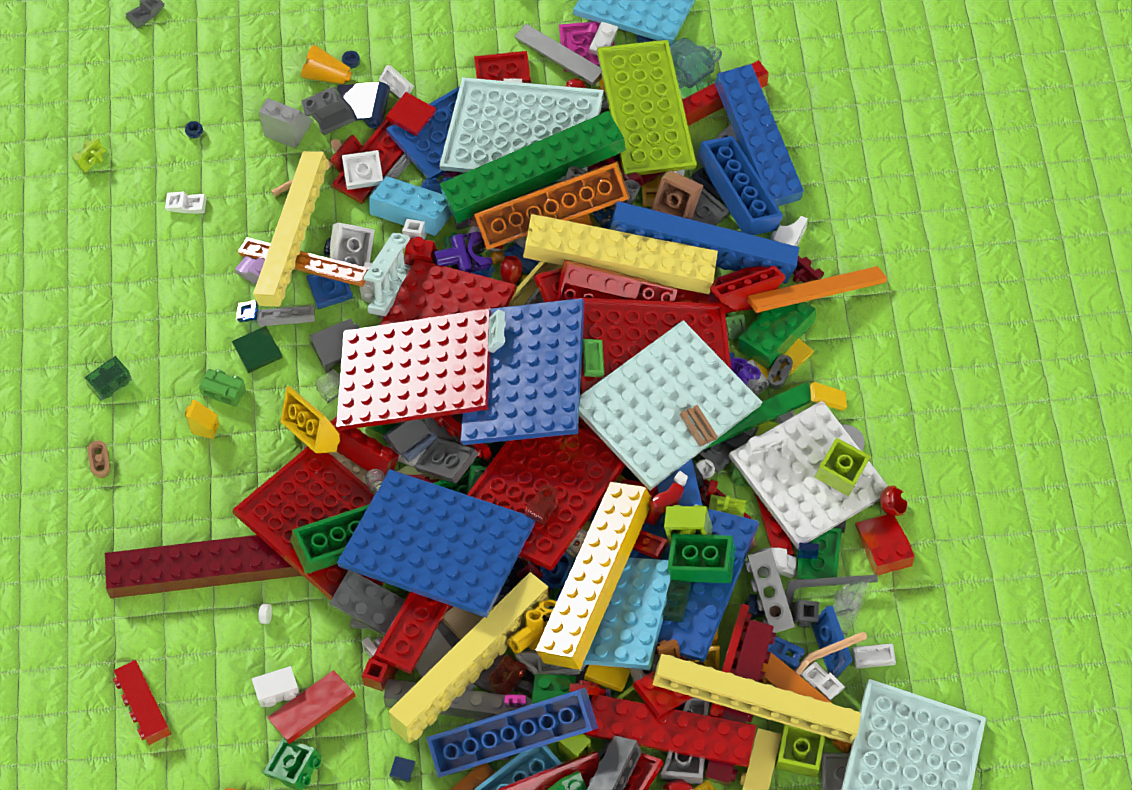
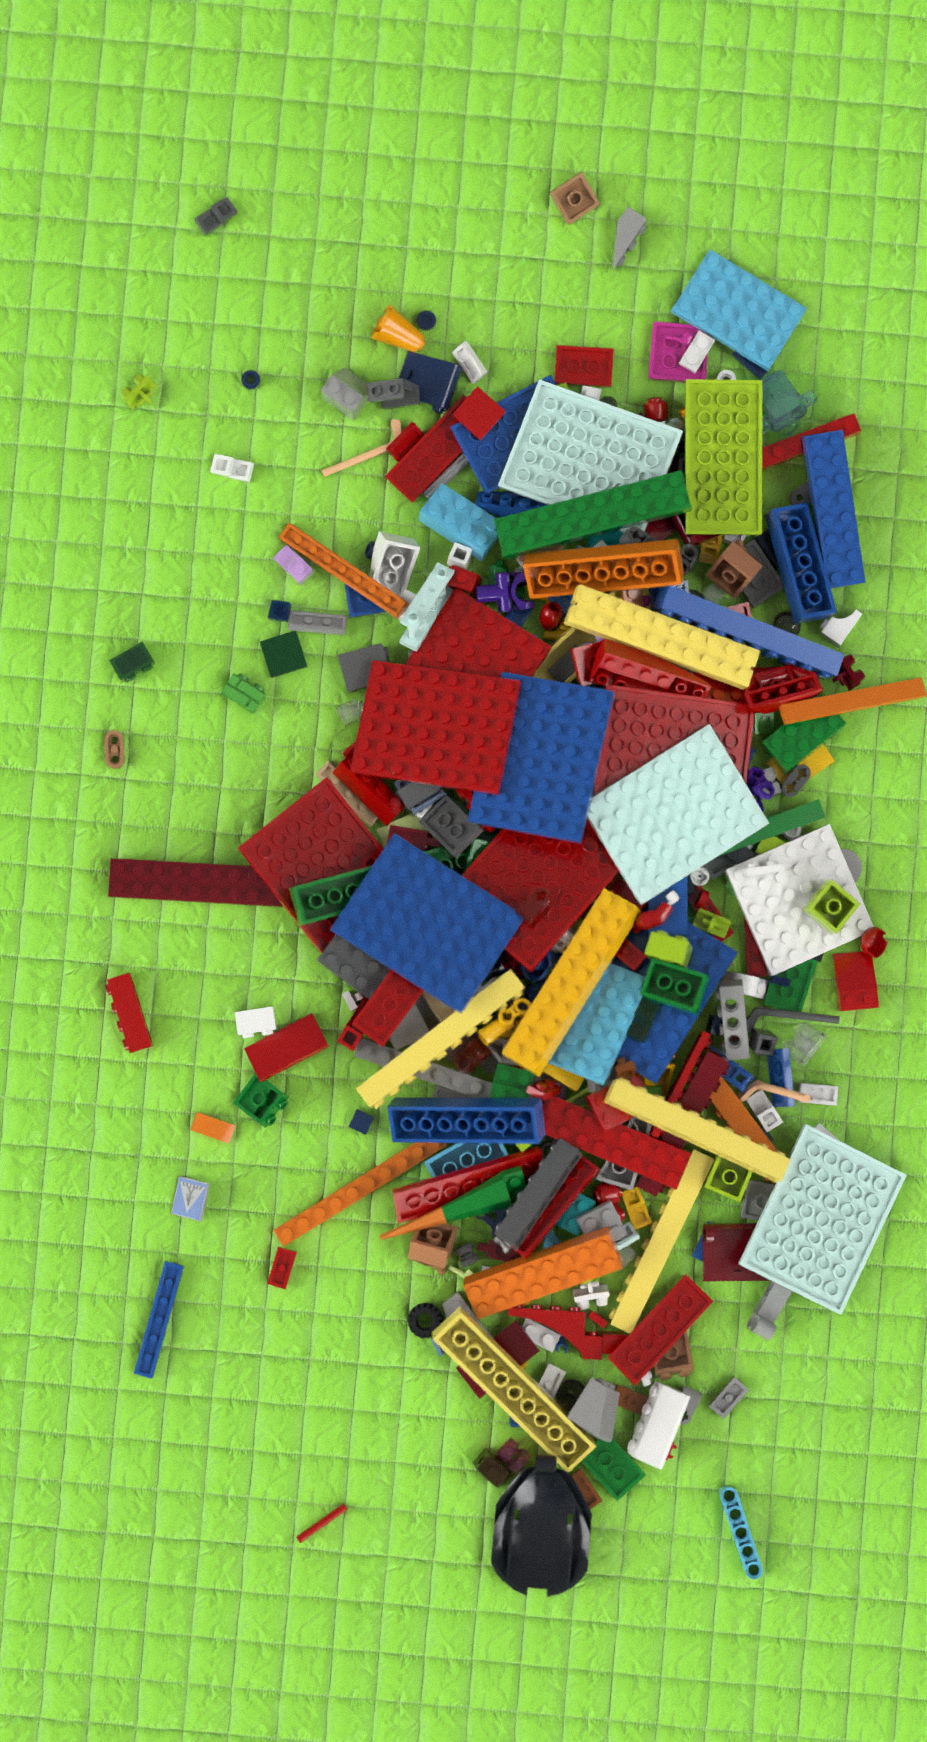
camera: 10 degrees right, 25 degrees up
(202, 420) = (219, 729): yellow slope -> none
(265, 613) = (255, 944): white tile -> none
(291, 229) = (336, 530): light yellow brick -> none
(308, 423) = (323, 761): yellow slope -> none
(362, 169) = (418, 469): white plate -> none
(374, 480) = (380, 832): clear brick -> none
(496, 331) = (522, 710): light aqua plate -> none
(515, 700) = (474, 1094): dark pink tile -> none
(559, 54) = (646, 361): light grey tile -> none
(592, 358) = (611, 756): bright green tile -> none
(706, 430) = (707, 845): medium nougat tile -> none
(830, 396) = (837, 817): yellow tile -> none

